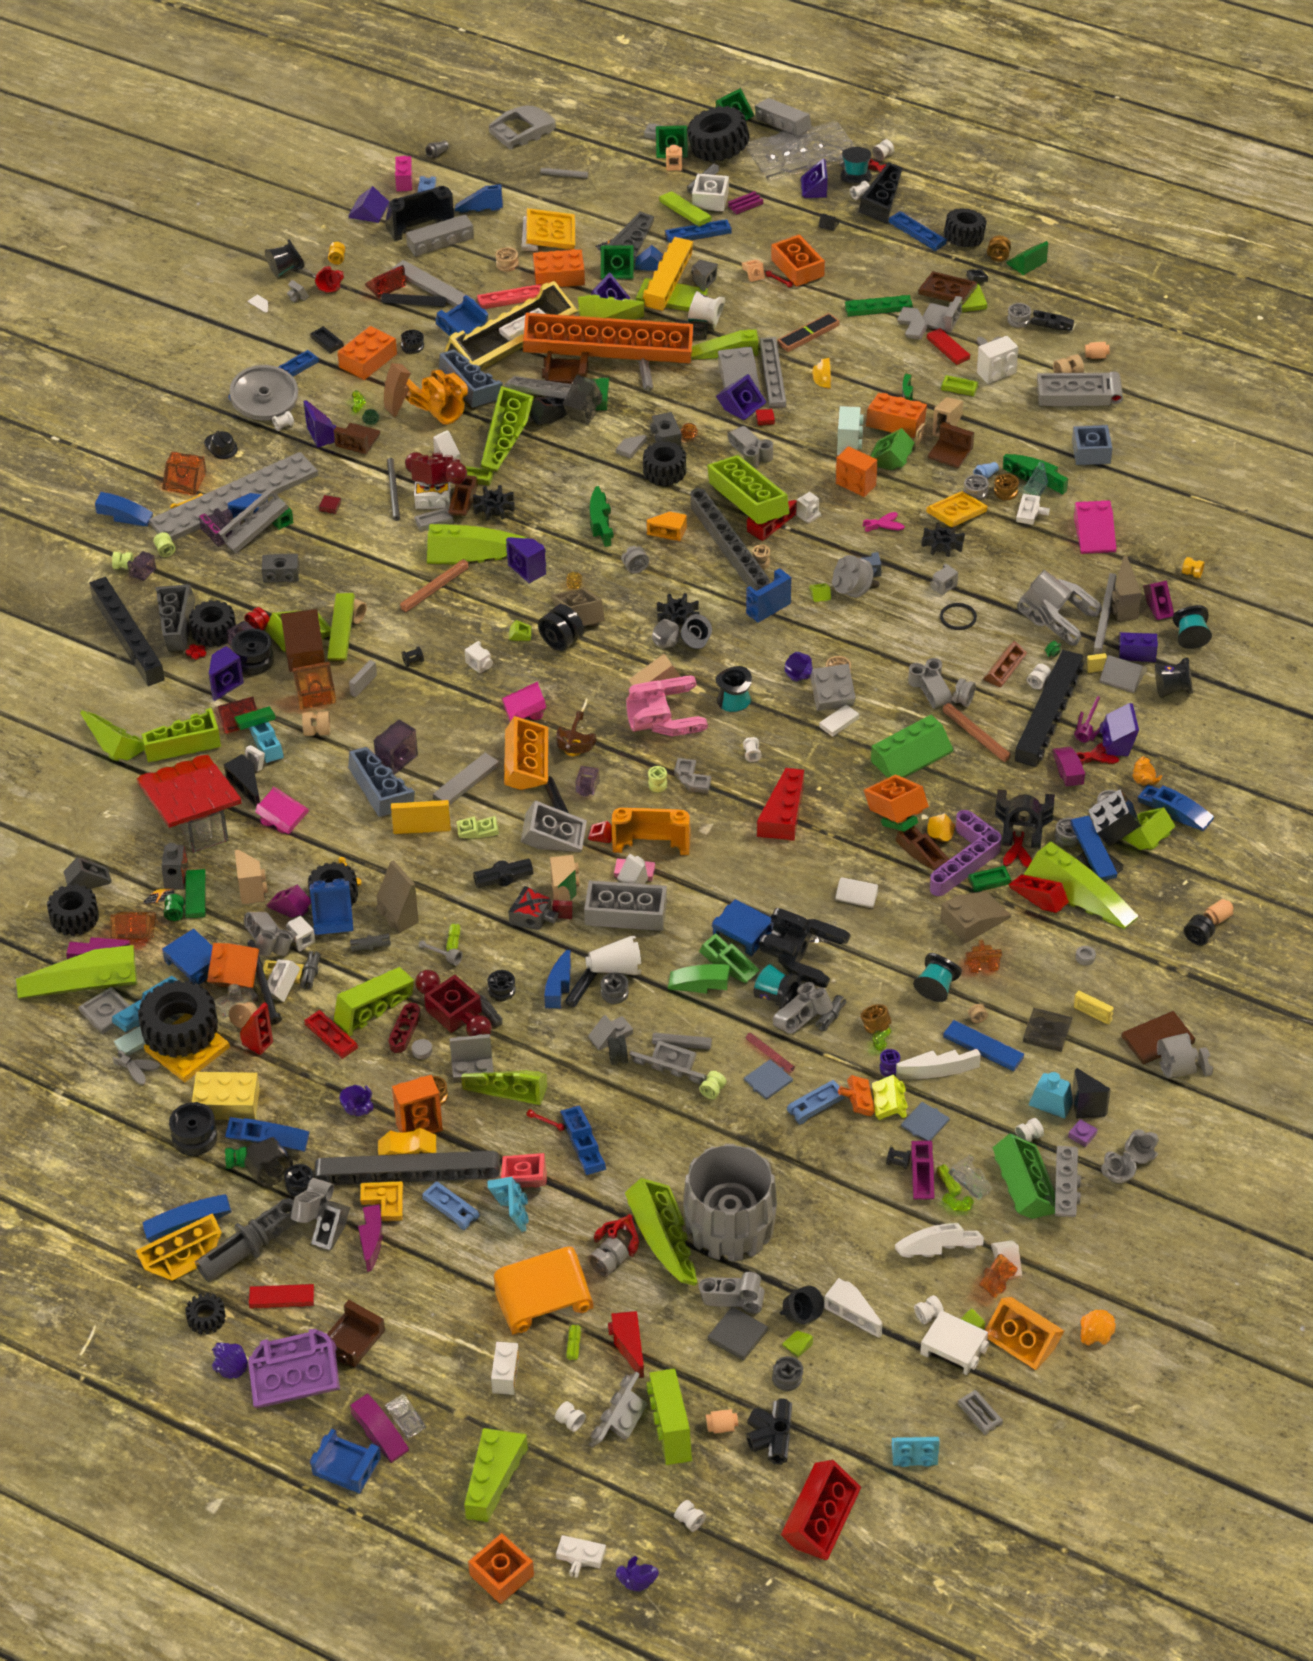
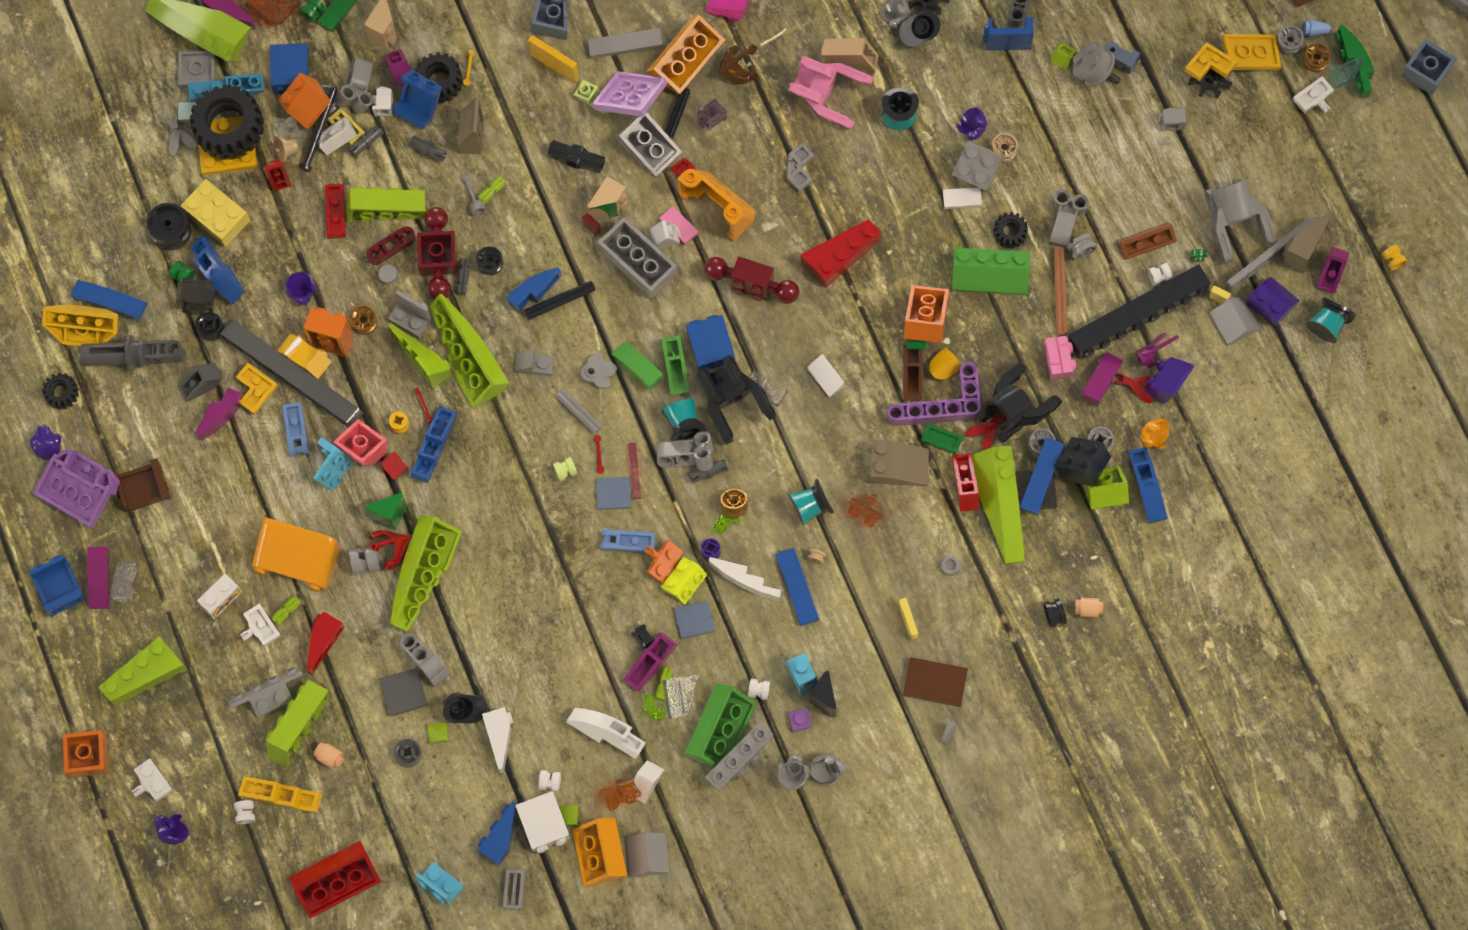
camera: 40 degrees right, 25 degrees up
(281, 1296) = (123, 415): red tile -> none
(308, 1204) = (188, 358): light grey piece -> none
(509, 800) = (629, 93): none -> lavender plate
(531, 910) = (567, 207): torso -> none
(541, 1140) = (400, 426): none -> yellow wheel
(562, 1062) = (472, 360): none -> lime wedge
(563, 1177) = (394, 466): none -> red slope
(563, 1367) = (260, 626): none -> white plate
(570, 1416) = (231, 669): white wheel -> none
(593, 1206) = (388, 510): none -> green slope
(614, 988) = (571, 333): dark grey wheel -> none
(616, 958) = (587, 303): white cone -> none
(617, 1050) = (521, 385): pearl dark grey wheel -> none
(657, 779) = (767, 156): yellowish green wheel -> none
(669, 1004) = (601, 371): none -> light grey plate
(671, 1058) = (554, 424): light grey bracket -> none
(707, 1482) = (280, 794): none -> yellow slope
(730, 1201) = (471, 567): light grey wheel -> none
(734, 861) = (752, 279): none -> dark red brick
(740, 1070) = (600, 469): none -> red hinge
(751, 746) = (866, 177): white bush -> none
(768, 1431) = (357, 783): black piece -> none
(884, 522) = (1182, 21): dark pink piece -> none
(897, 708) = (1010, 240): none -> black tyre
(932, 1379) = (499, 840): none -> blue slope
(935, 522) = (1208, 58): none -> yellow plate
(958, 605) = (1154, 147): black piece -> none
(1022, 771) = (1059, 358): none -> bright pink brick
(1047, 1029) = (856, 611): clear smoke plate -> none
(1062, 1308) = (647, 854): none -> light grey slope
(1095, 526) = (1350, 155): dark pink slope -> none
(1097, 1327) = (654, 891): light orange hair -> none
(1173, 678) = (1264, 360): black hat -> none
(1177, 1056) = (924, 713): light grey brick -> none

